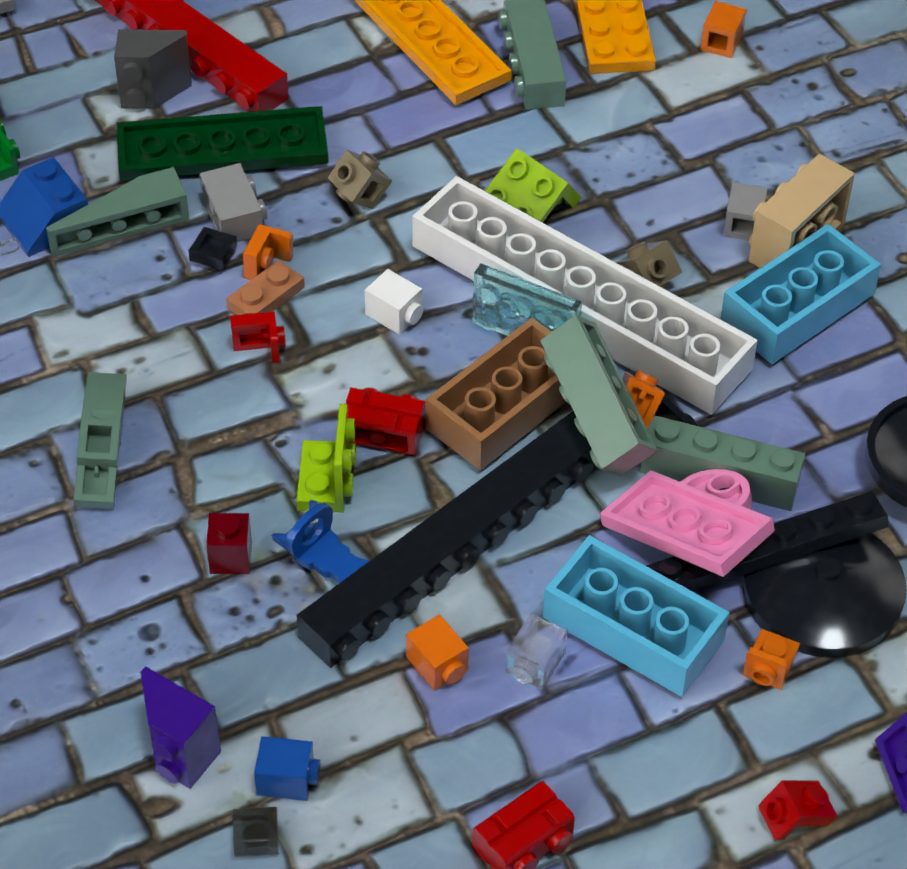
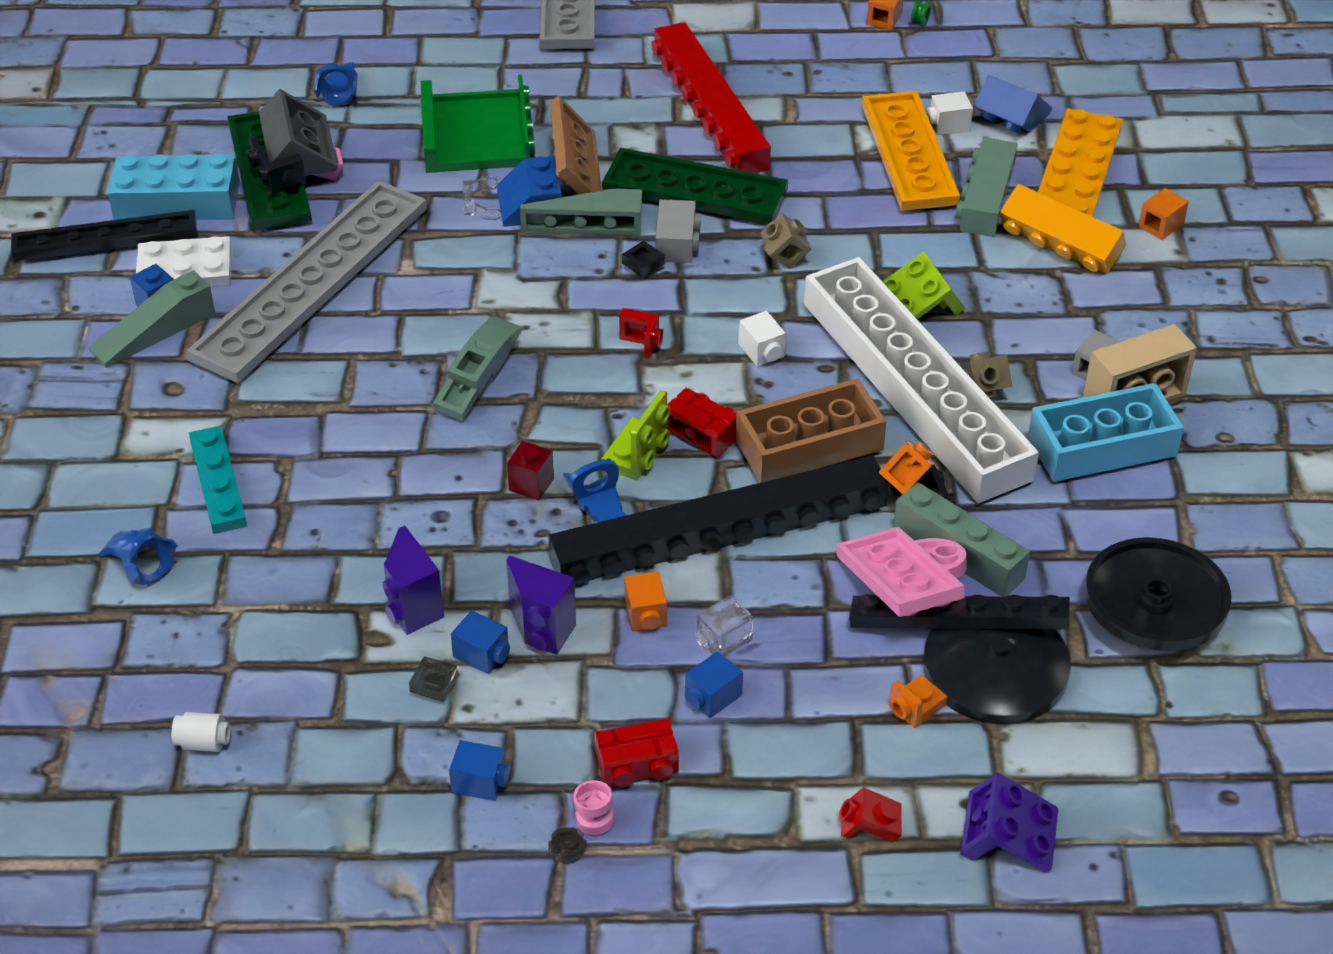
camera: 25 degrees right, 5 degrees down
(70, 141) = (574, 149): none -> medium nougat plate
(151, 66) = (666, 113): dark grey slope -> none
(264, 247) = (679, 270): orange bracket -> none
(266, 290) = (669, 302): nougat plate -> none
(330, 700) = (541, 604): none -> dark purple slope
(507, 302) = (848, 360): clear light blue plate -> none
(560, 722) = (713, 684): none -> blue brick
(597, 396) = (872, 449): sand green brick -> none
(635, 615) = (818, 626): medium azure brick -> none
(636, 77) = (1062, 229): none -> light orange brick

